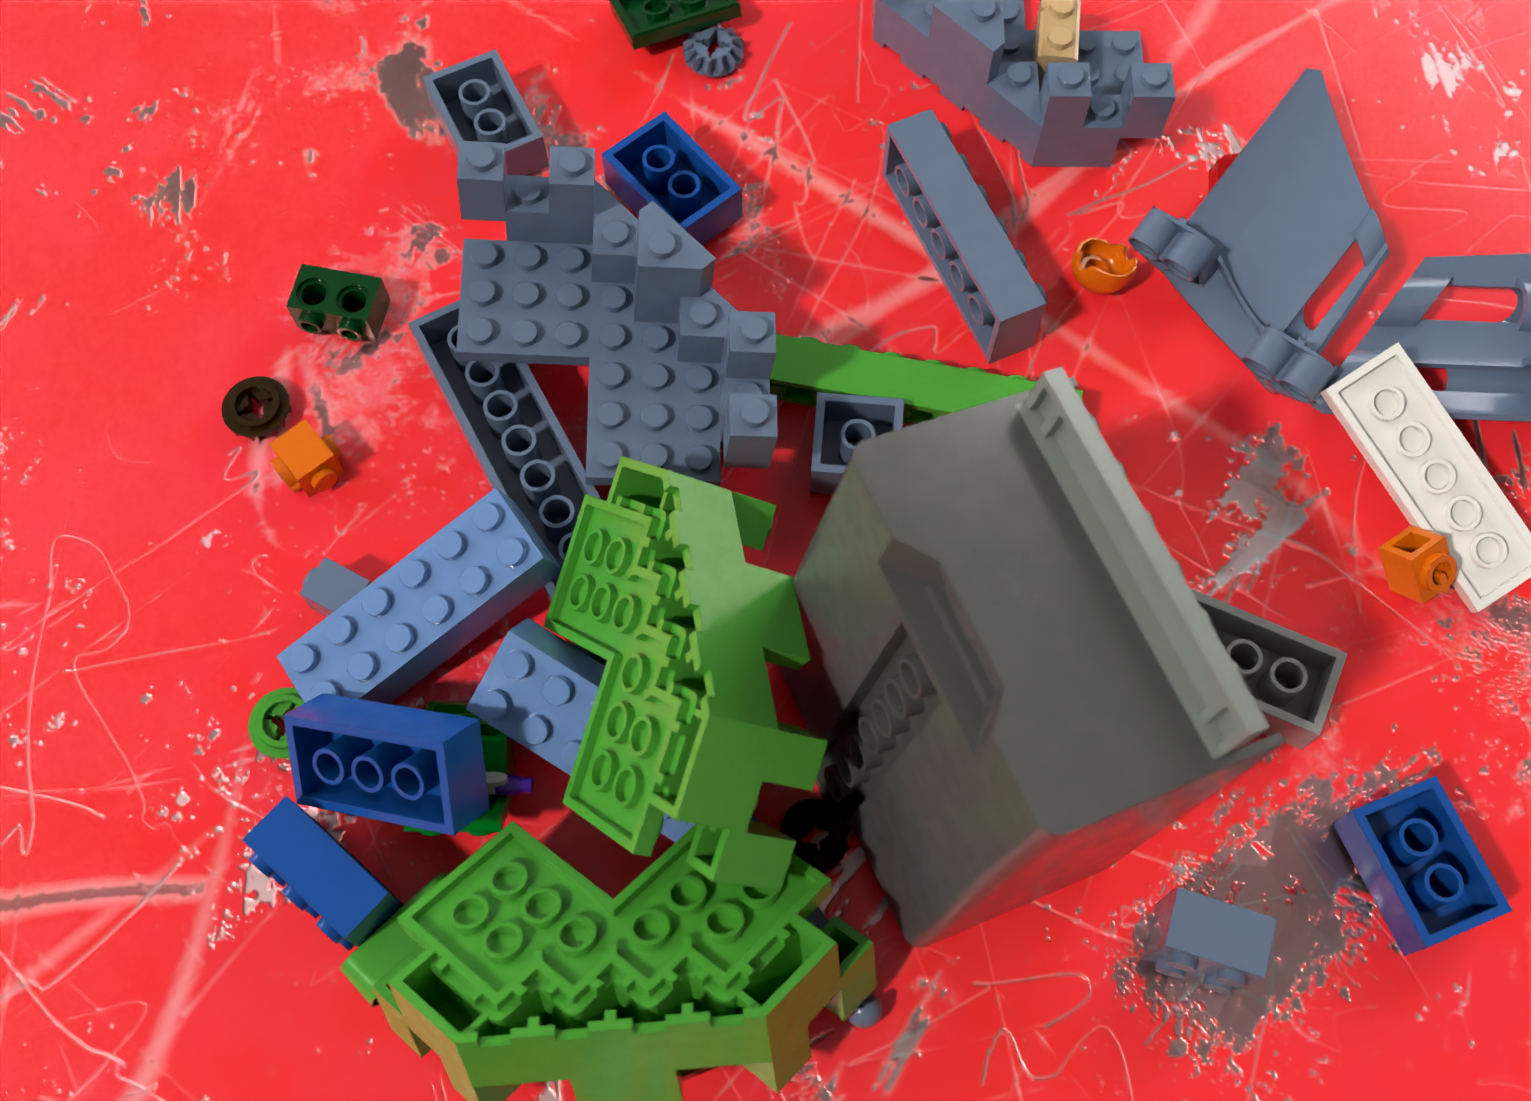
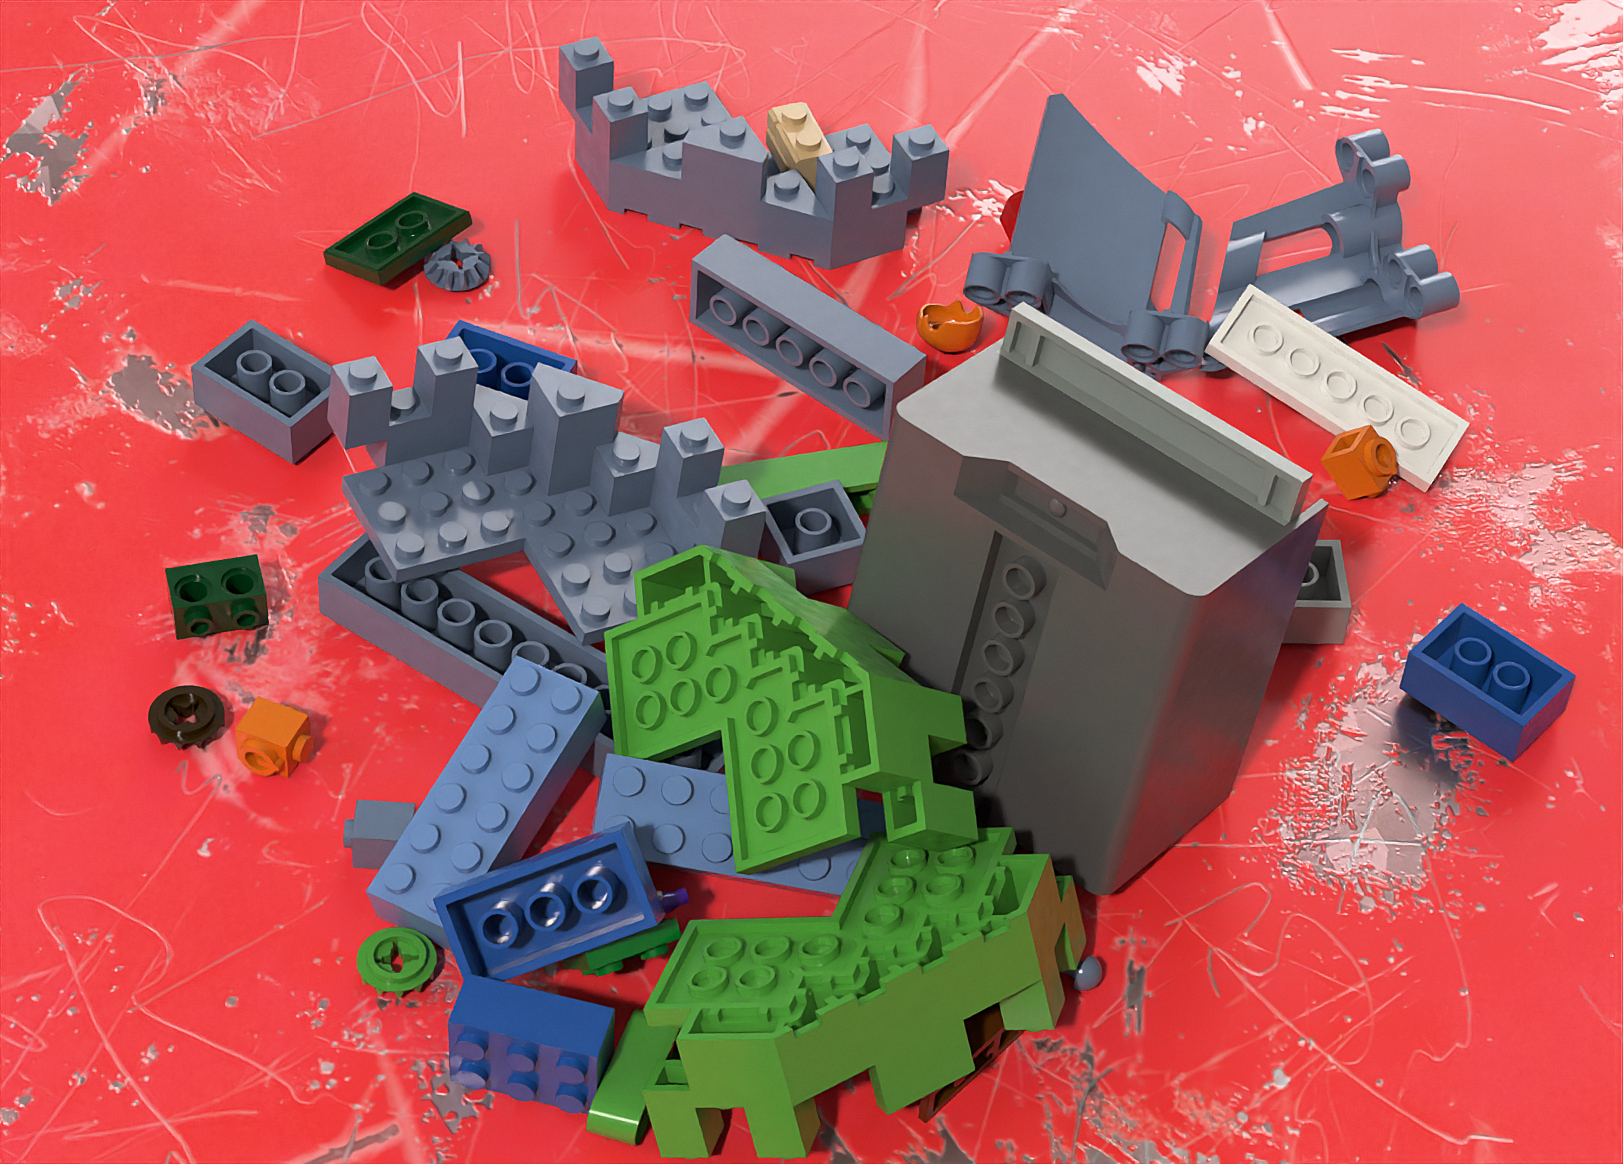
camera: 30 degrees left, 20 degrees down
(1209, 941) = (1346, 795): sand blue brick -> none

